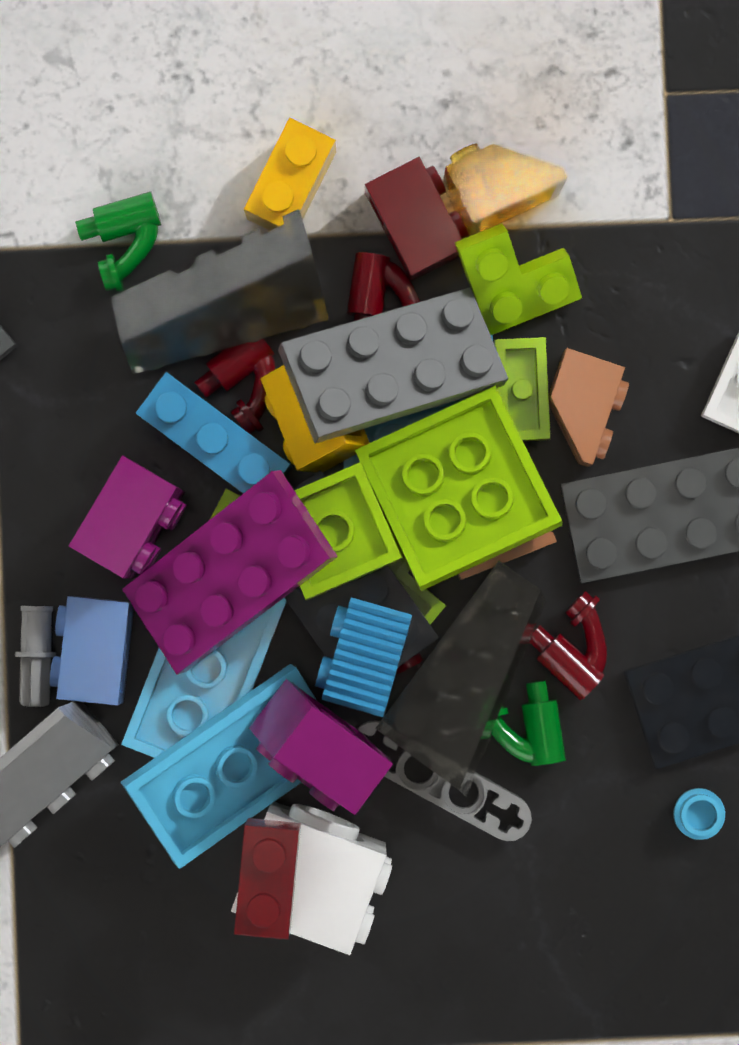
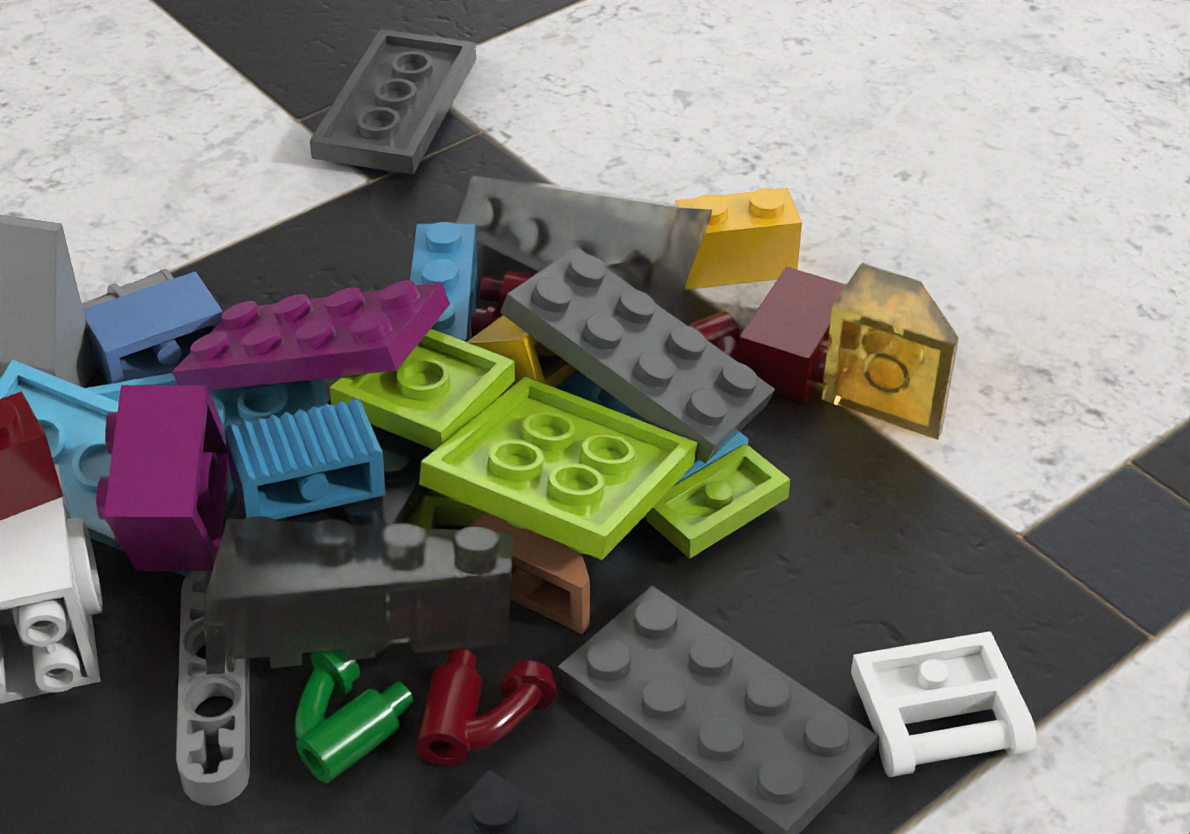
camera: 55 degrees right, 45 degrees down
(119, 219) = (582, 171): green plant -> none
(129, 519) = (305, 250): magenta brick -> none
(512, 291) = (801, 425): lime plate -> none
(582, 401) = (759, 550): nougat slope -> none

